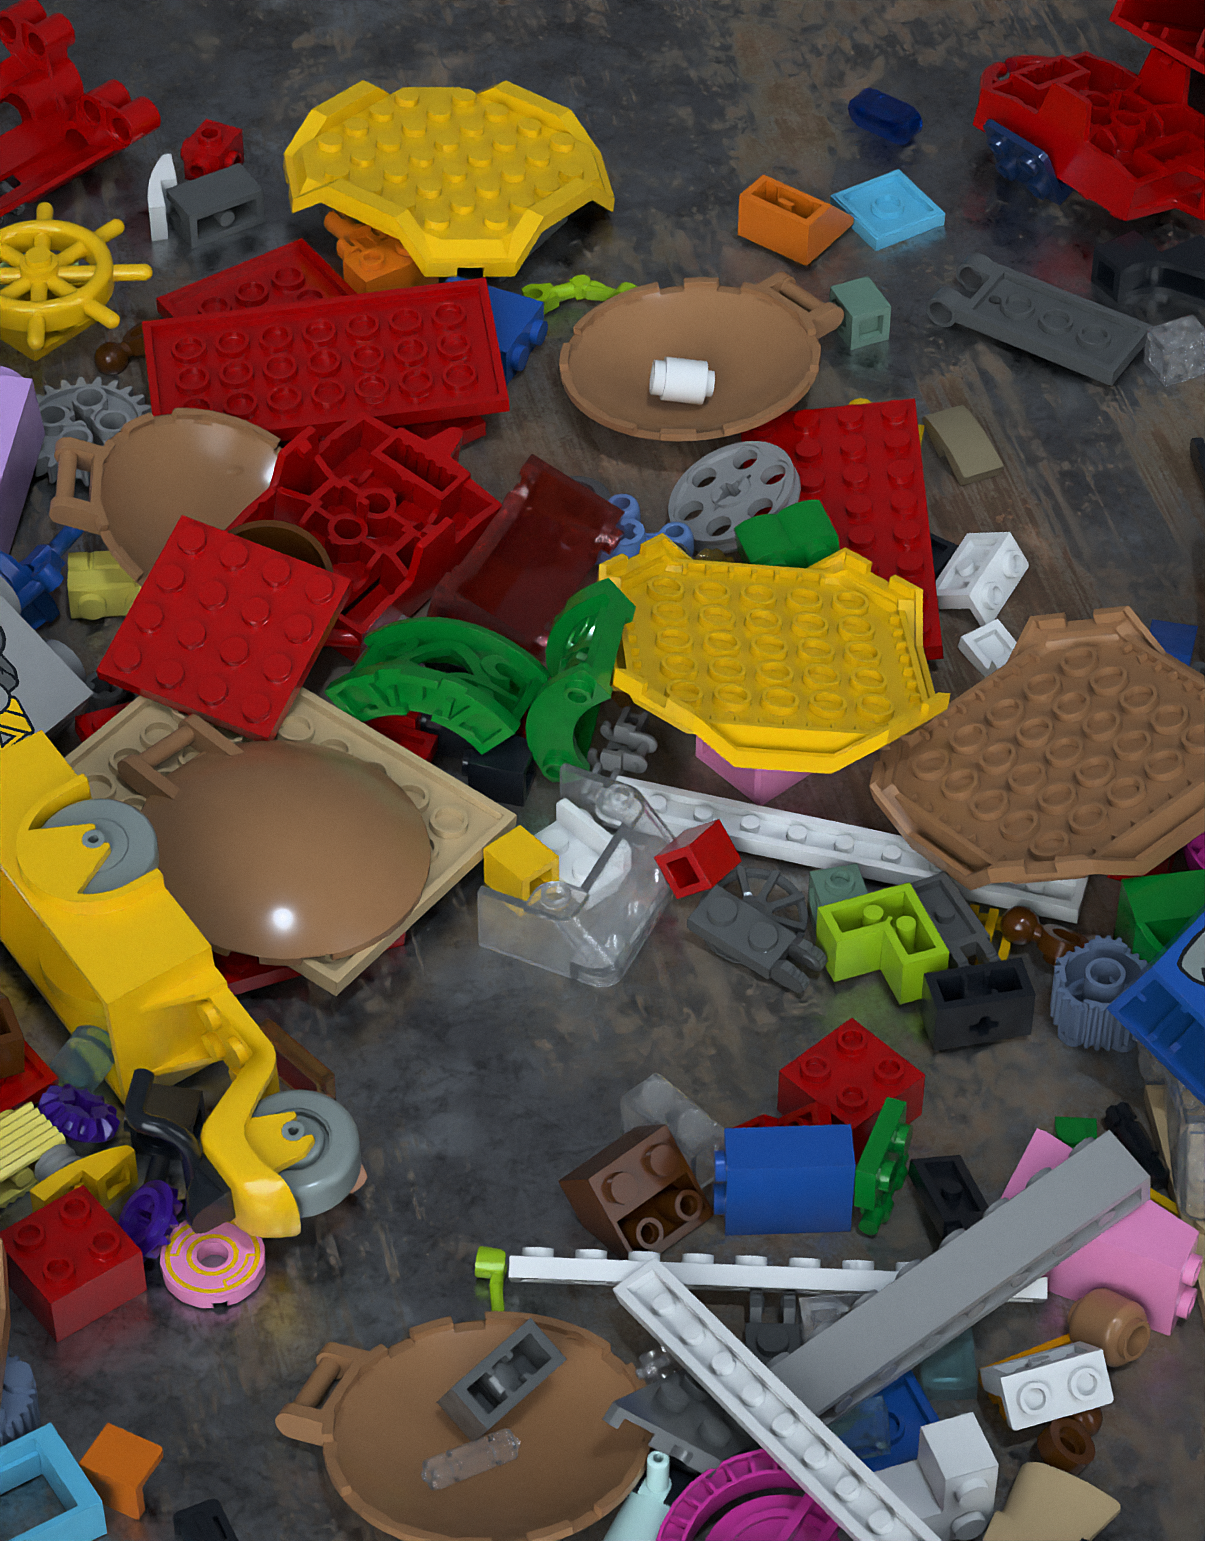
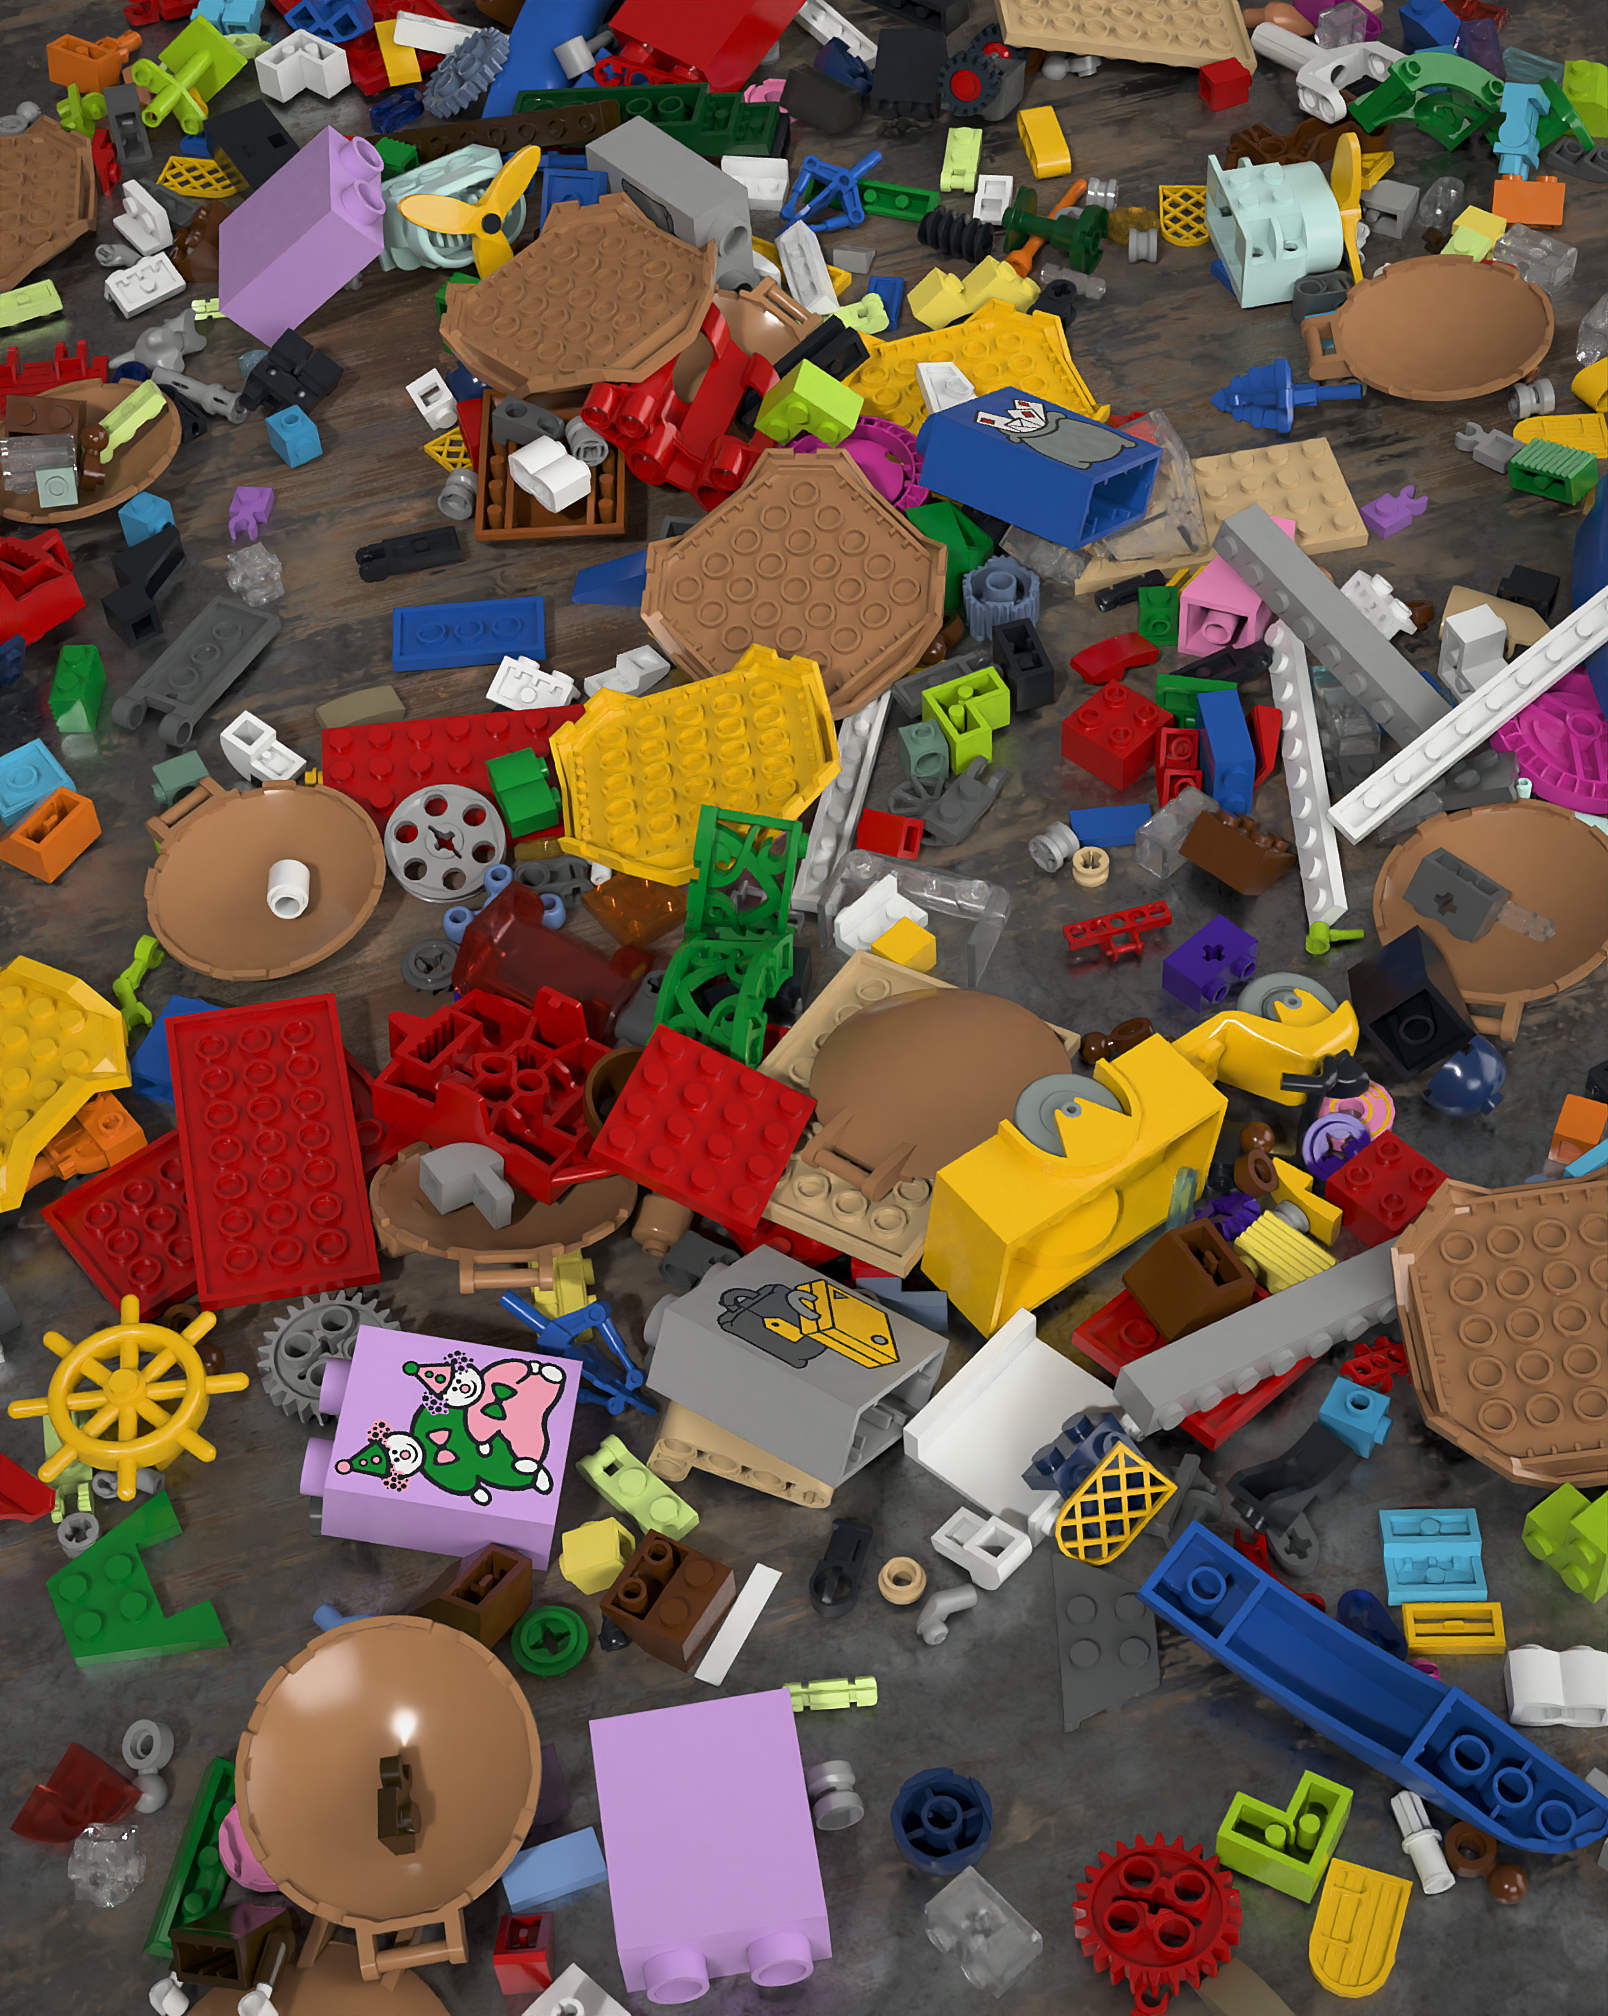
camera: 90 degrees left, 5 degrees up
(100, 1137) = (1254, 1170): none -> reddish brown plate
(214, 1361) = (1468, 1082): none -> dark blue cylinder
(238, 481) = (466, 1175): none -> light grey brick
(337, 1303) = (1410, 1003): none -> black slope
(358, 1057) = (1122, 1039): none -> reddish brown plate
(457, 1144) = (1210, 964): none -> dark purple brick
(523, 1061) = (1103, 937): none -> red piece
(647, 1046) = (1090, 856): none -> tan bush
(671, 1017) = (1053, 846): none -> light grey wheel
(712, 1079) = (1108, 824): none -> blue tile
(823, 1236) = (1264, 730): none -> red slope
(896, 362) = (256, 752): none -> white brick
(1000, 1105) = (1111, 656): none -> red slope
(1010, 229) = (77, 688): none -> green brick
(1084, 529) = (468, 633): none -> blue plate

